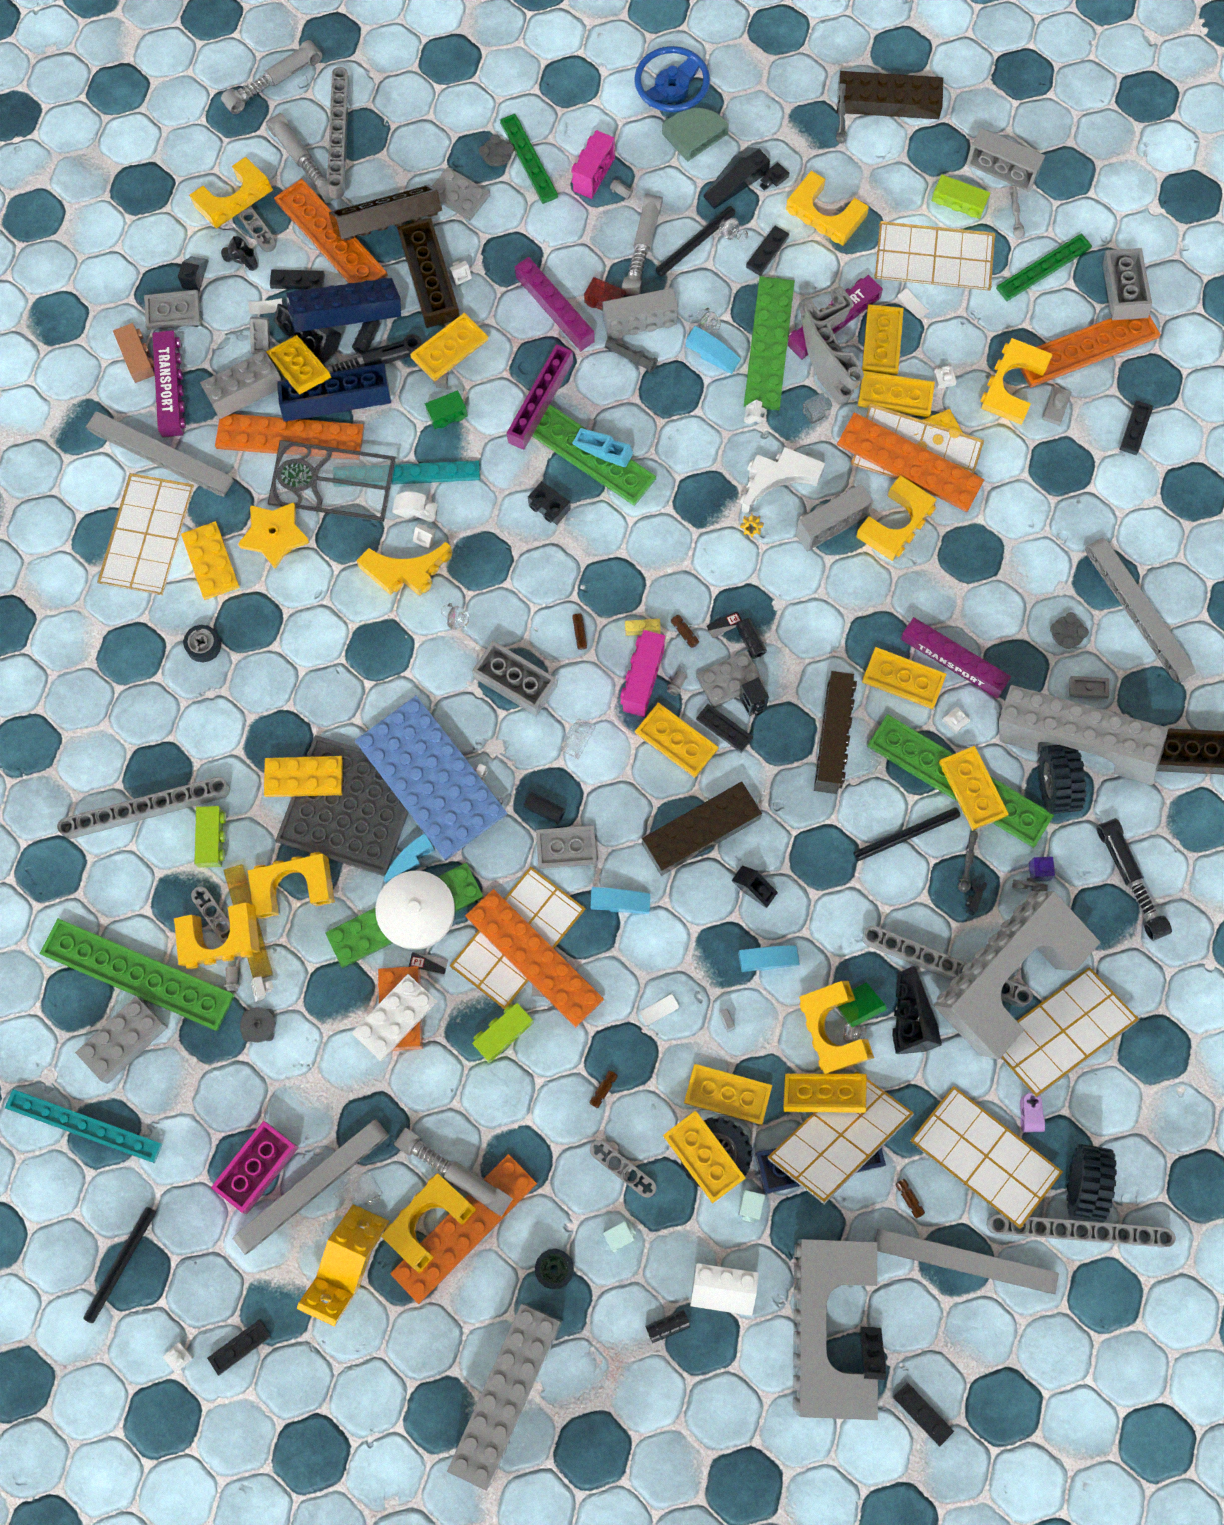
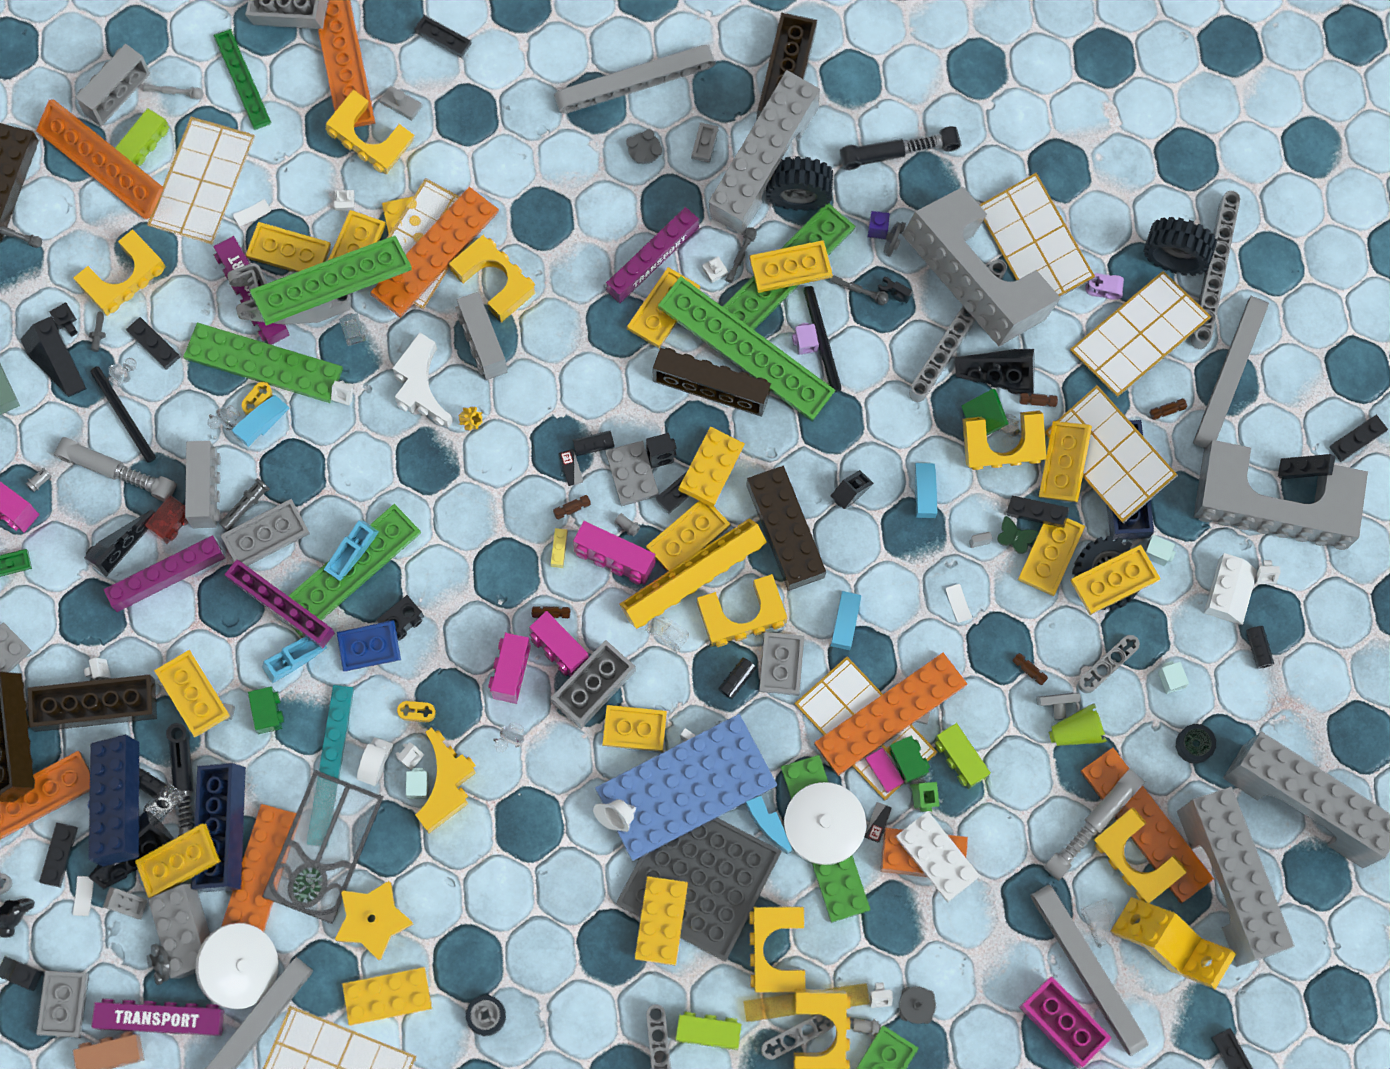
camera: 85 degrees left, 0 degrees up
(207, 374) = (159, 961): none -> dark grey piece
(216, 430) = (236, 966): none -> white dish
(350, 345) = (164, 801): none -> tile
(391, 716) = (615, 815): none -> white piece
(399, 546) = (417, 784): none -> light aqua brick
(412, 1319) = (1255, 917): none -> light grey arch
(452, 1008) = (925, 796): none -> bright green brick
(462, 534) = (416, 706): none -> yellow beam
(477, 960) = (884, 770): none -> dark pink tile
(481, 724) = (634, 728): none -> yellow plate
(490, 980) = (909, 760): none -> green brick
(494, 419) = (291, 658): none -> medium azure slope
(516, 602) = (509, 668): none -> dark pink brick
(517, 480) = (368, 646): none -> blue tile
(546, 638) = (557, 644): none -> dark pink brick
(548, 1146) = (1079, 728): none -> lime cone
(567, 258) = (113, 548): none -> black wedge
(573, 1121) = (1058, 702): none -> light grey tile
(607, 377) = (265, 533): none -> light grey plate
(612, 828) = (722, 630): none -> yellow arch
(639, 750) = (693, 573): none -> yellow brick
(734, 343) = (254, 395): none -> yellow beam
(737, 1054) = (1015, 537): none -> dark green animal
(748, 748) = (711, 466): none -> yellow plate
(749, 1325) = (1267, 574): none -> white tile
(764, 204) = (97, 335): none -> dark grey piece
(767, 1073) = (1038, 511): none -> black plate
(847, 365) = (330, 280): none -> bright green plate
(876, 760) = (746, 348): none -> bright green plate
(890, 1060) = (1038, 399): none -> reddish brown axle
(902, 817) = (805, 338): none -> lavender brick
(930, 166) = (99, 159): none -> orange plate
(1001, 746) = (750, 235): none -> dark grey piece

